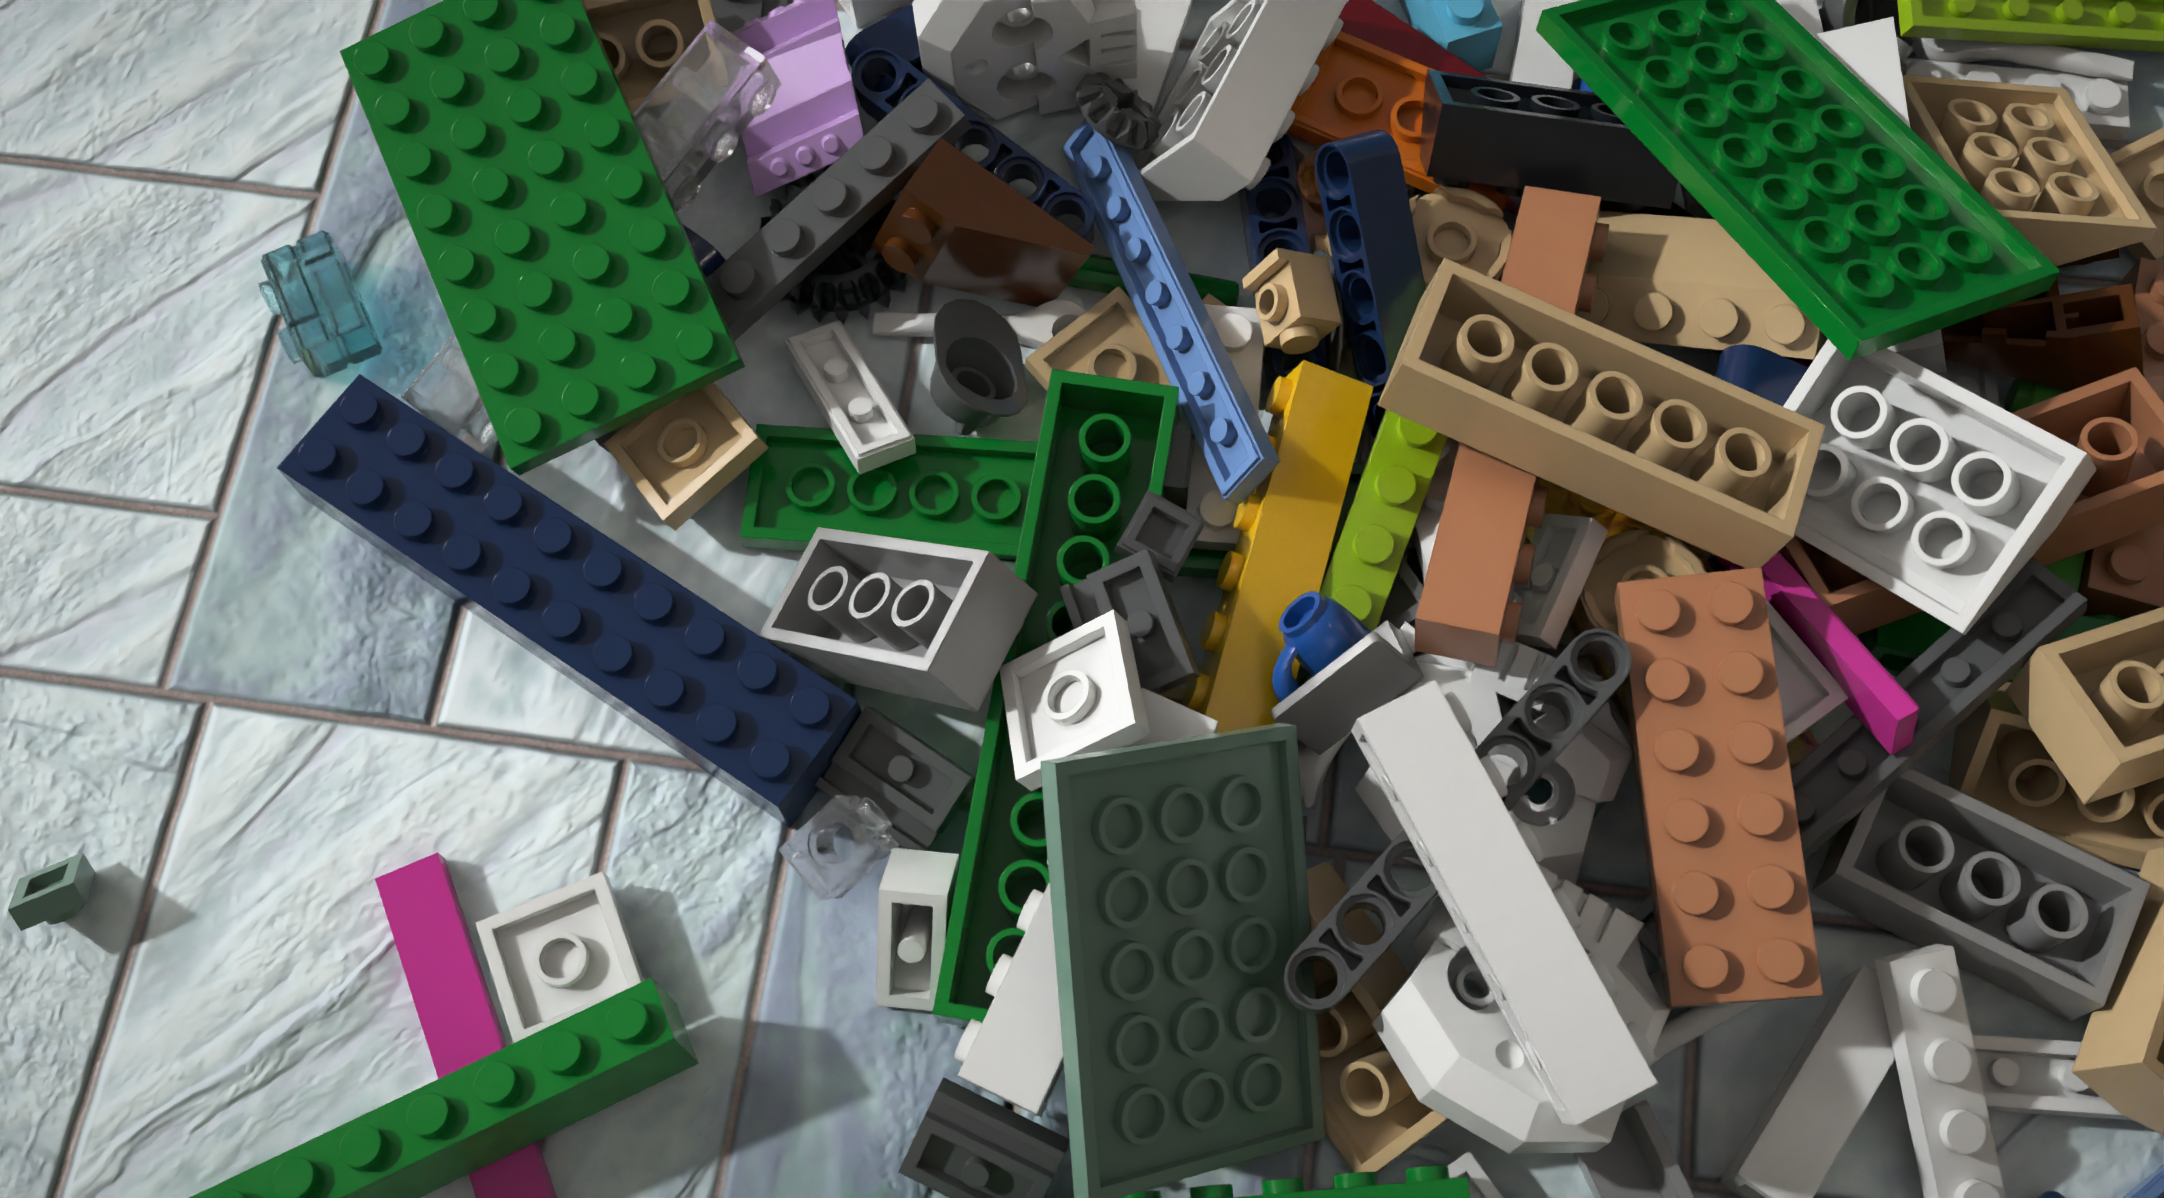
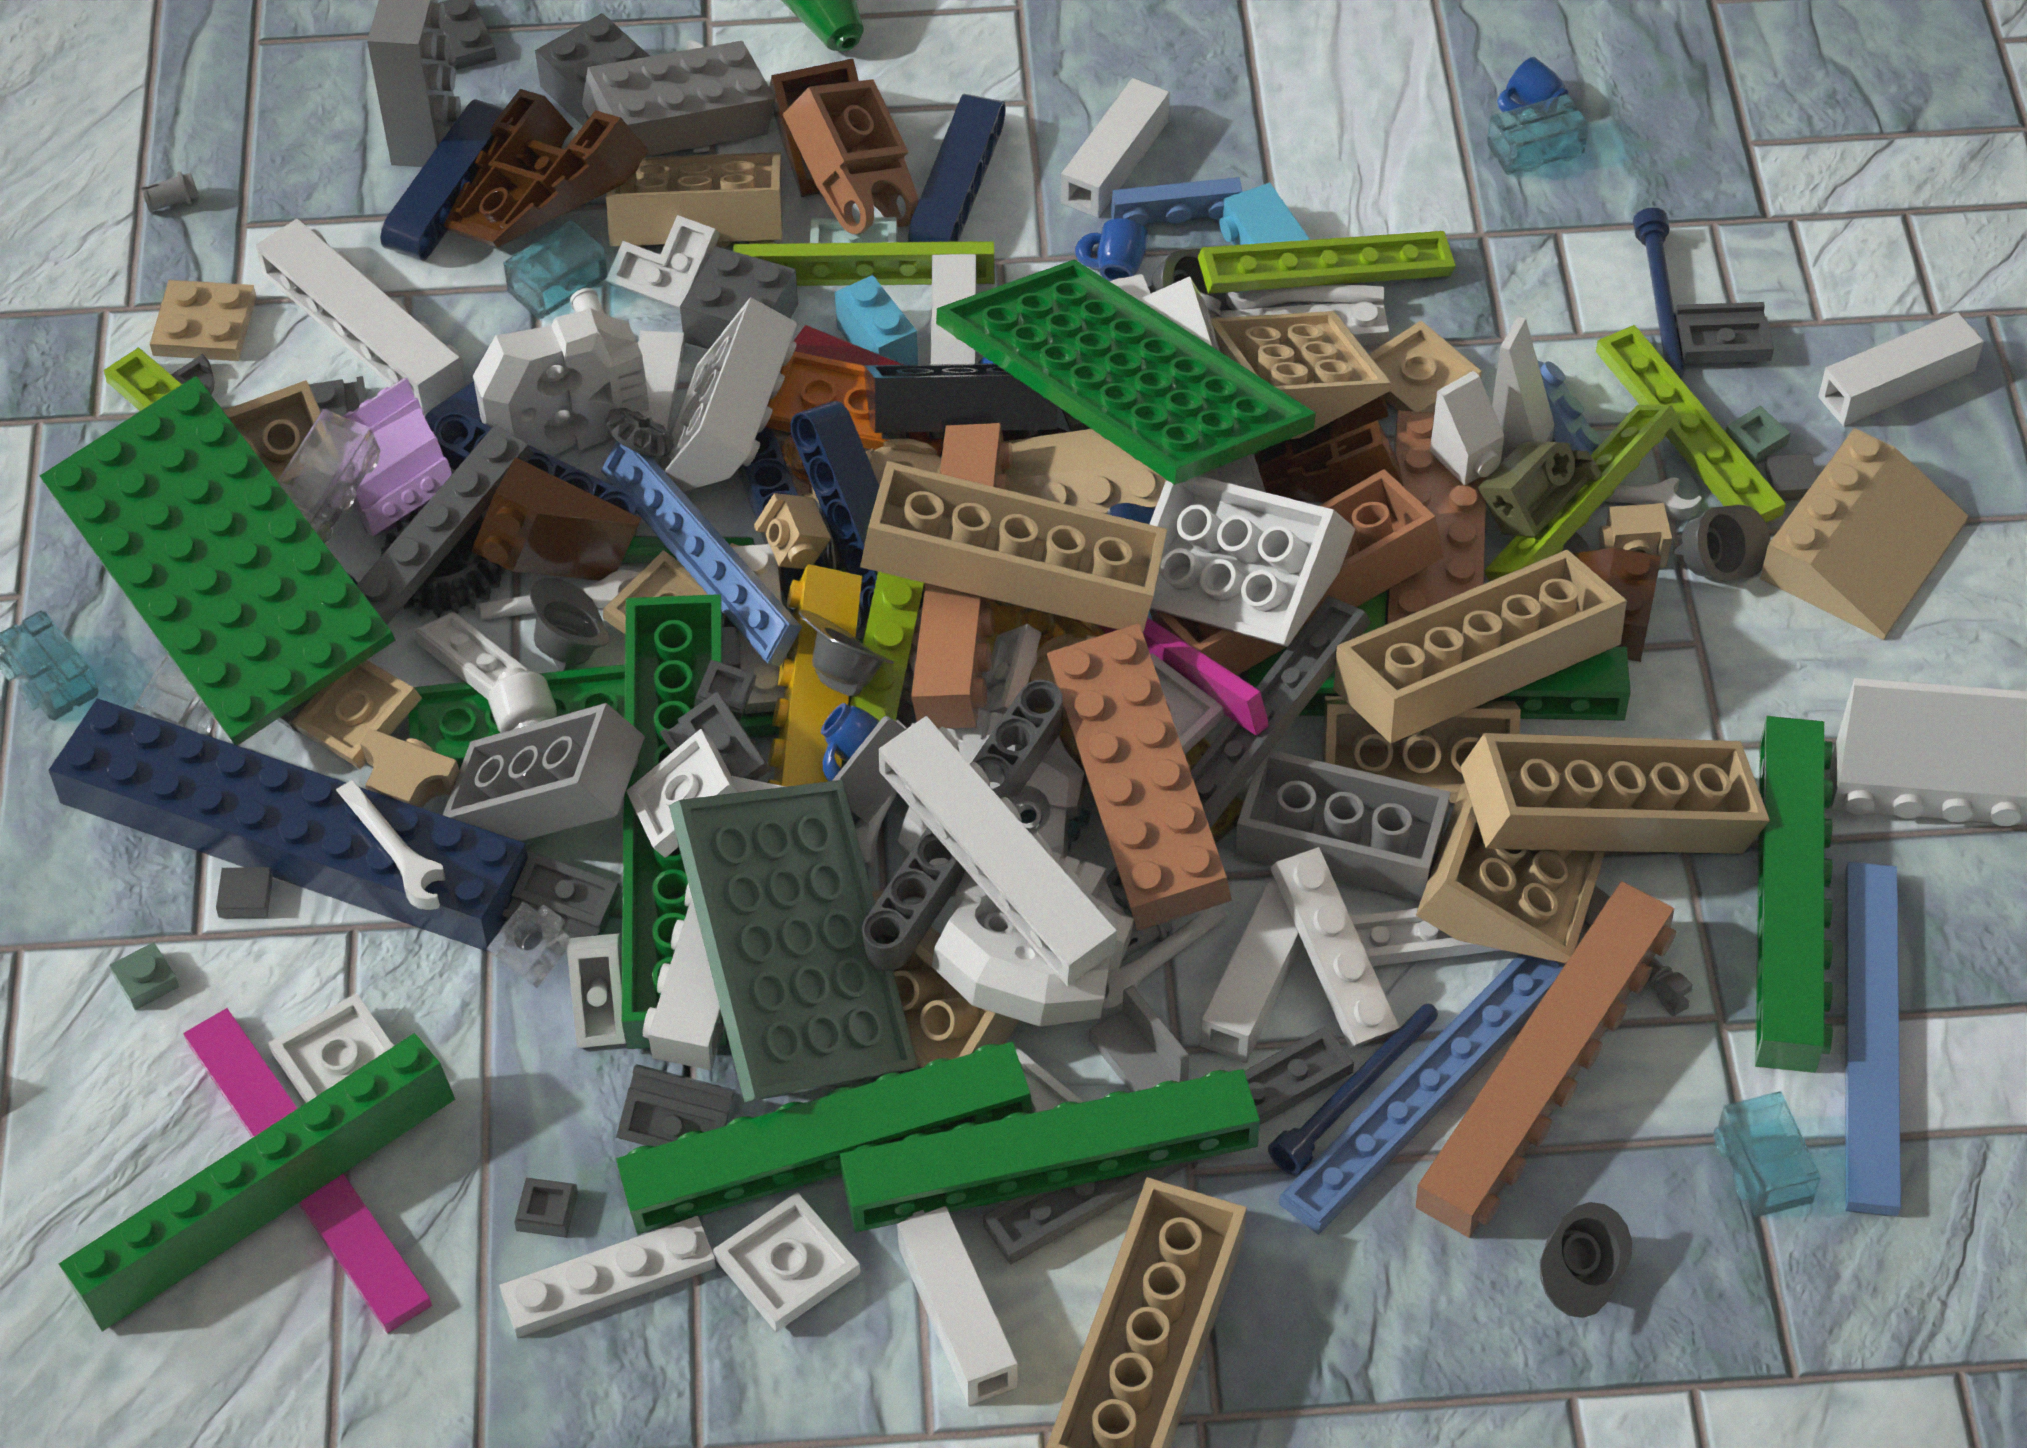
camera: 15 degrees left, 15 degrees down
(347, 778) = (144, 976): none -> sand green plate
(497, 679) = (244, 892): none -> dark grey tile
(699, 718) = (415, 869): none -> white piece
(724, 558) = (407, 769): none -> tan brick
(892, 489) = (520, 699): none -> white head
(1327, 513) = (841, 658): none -> dark grey piece

